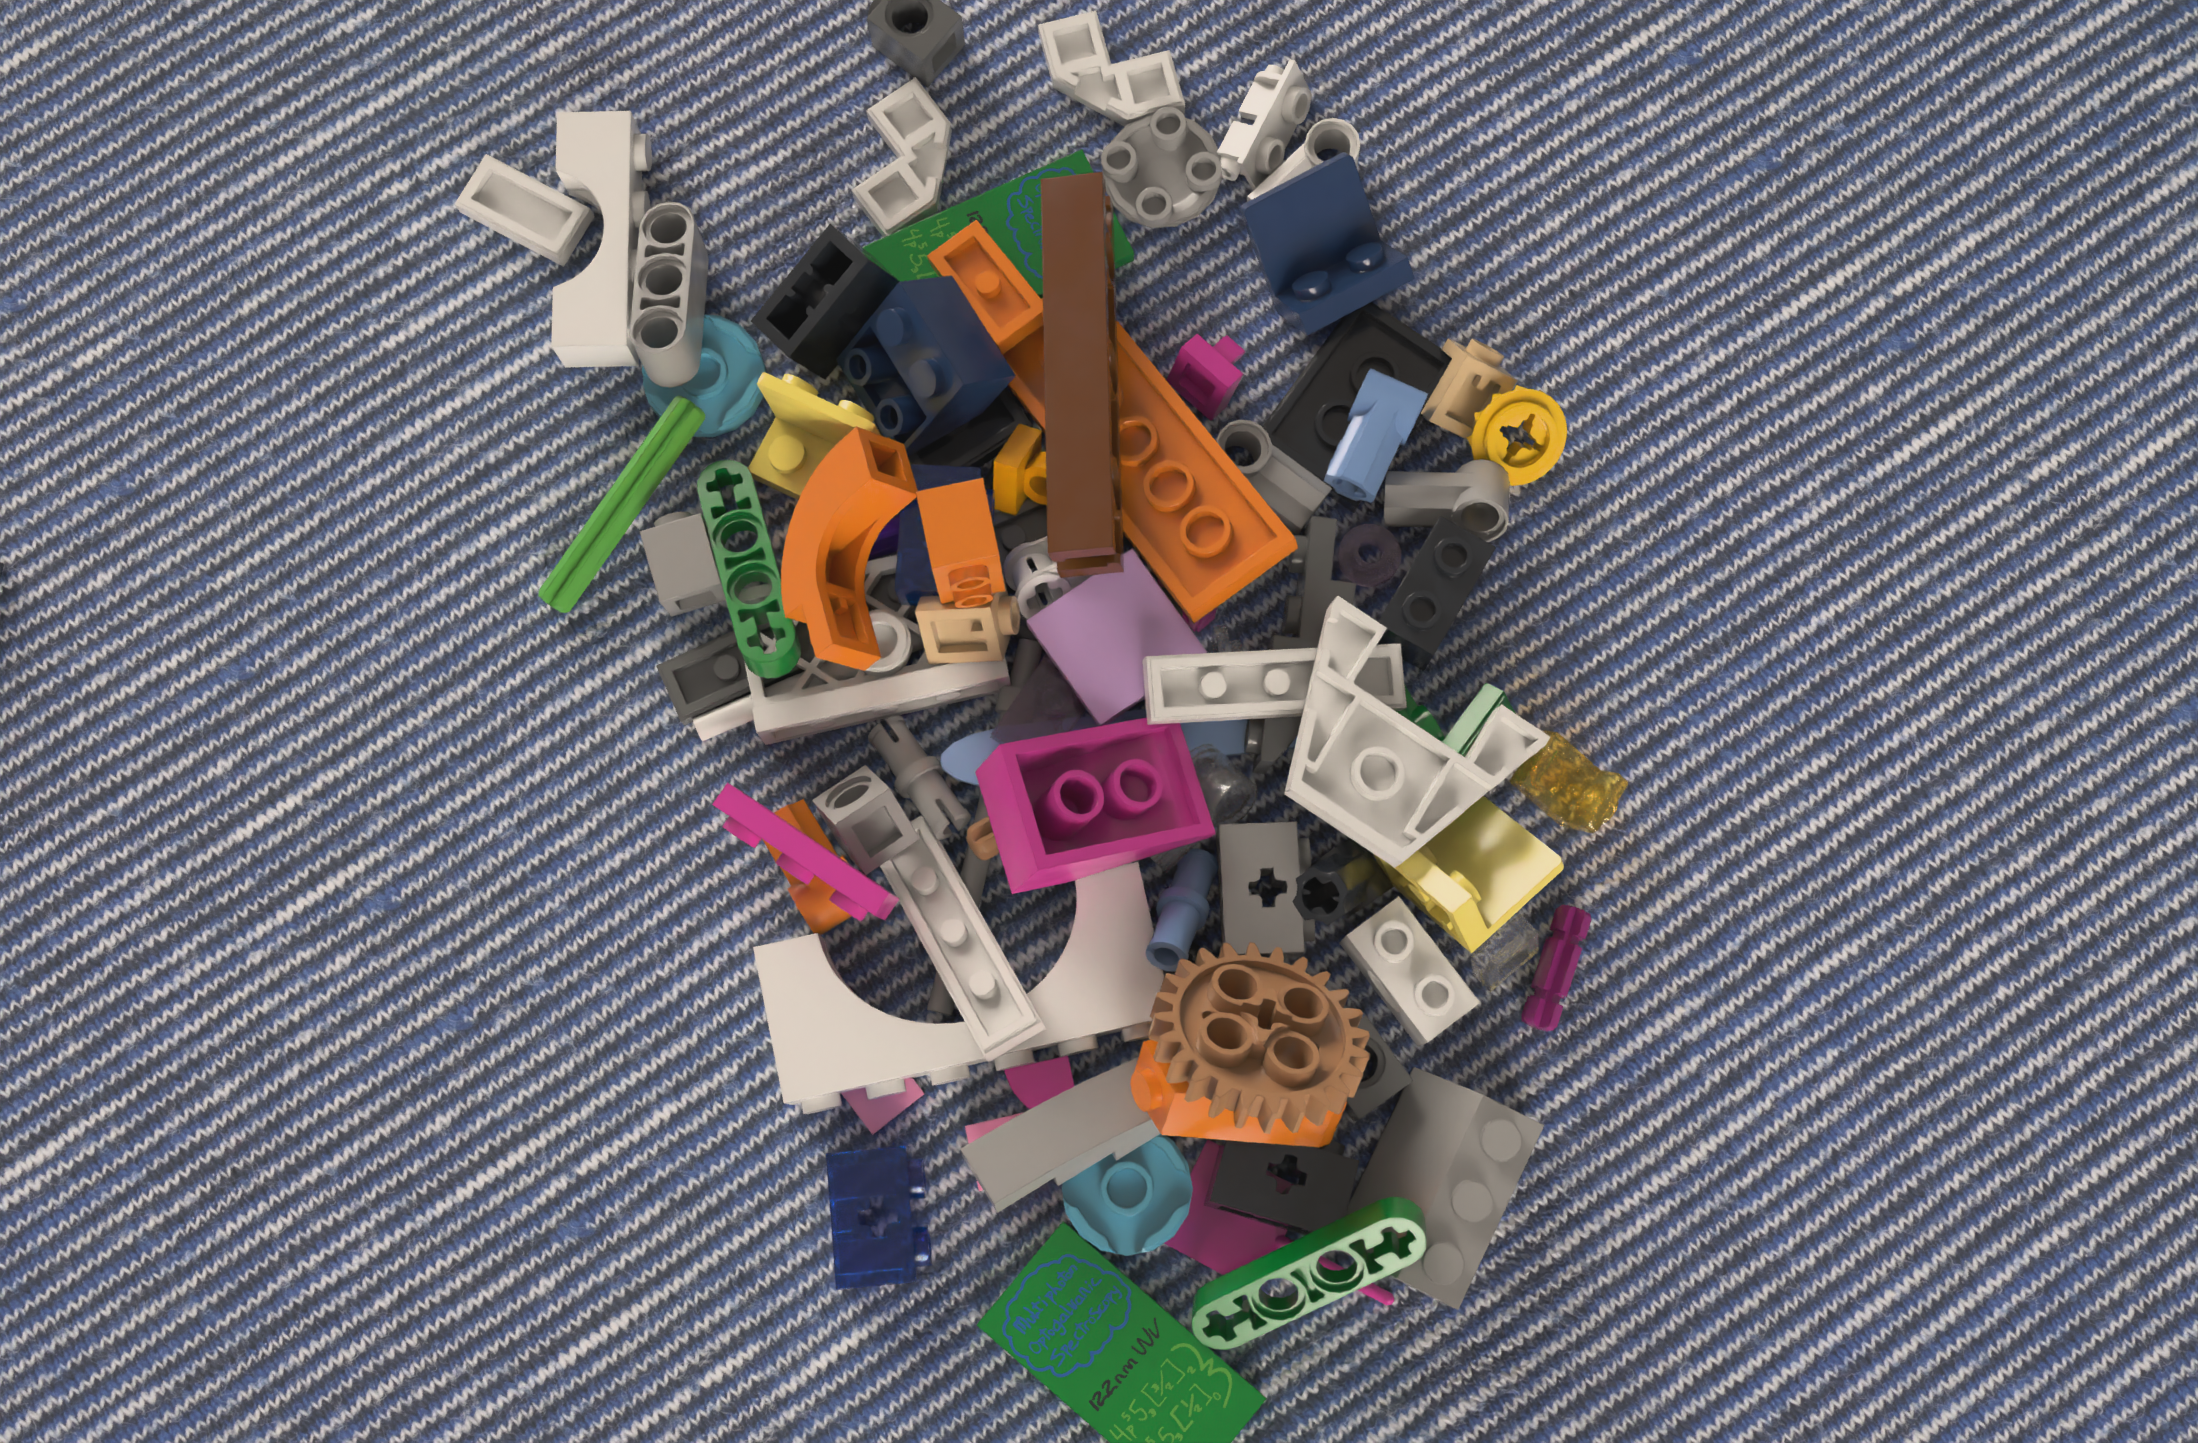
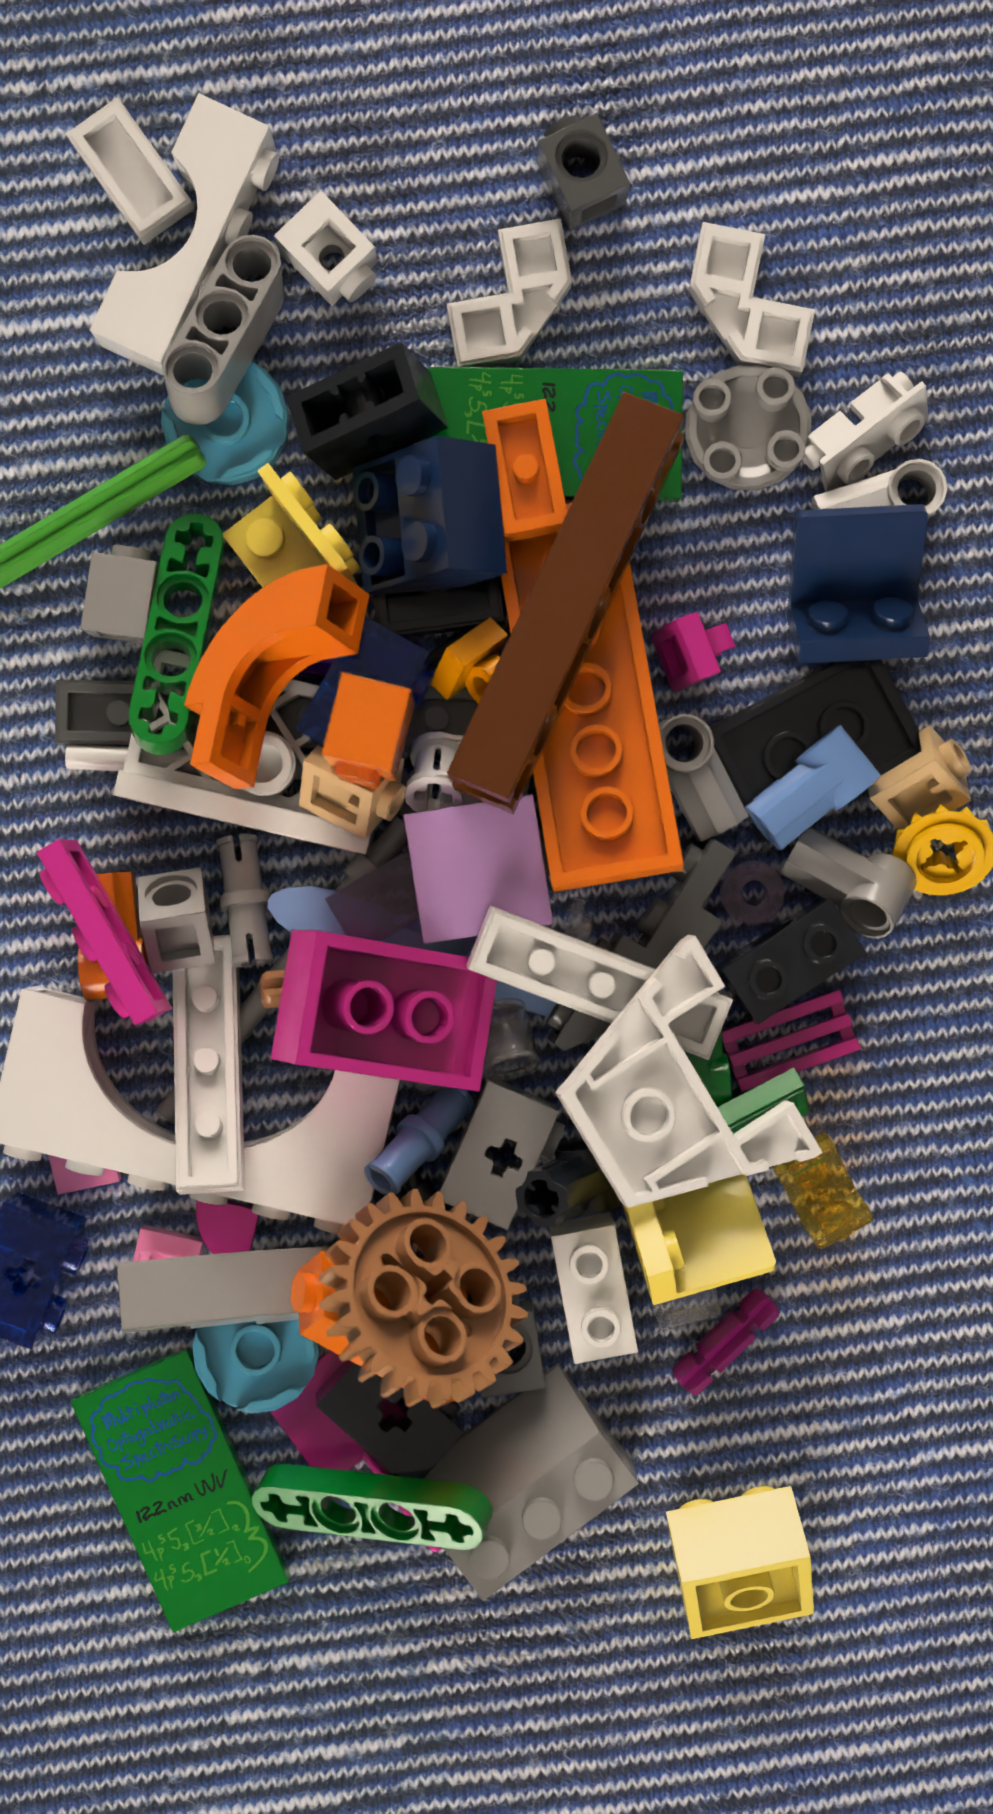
camera: 25 degrees right, 10 degrees up
(720, 175) = (324, 230): none -> white brick
(1505, 631) = (840, 1022): none -> dark pink tile
(1680, 1165) = (741, 1561): none -> light yellow slope

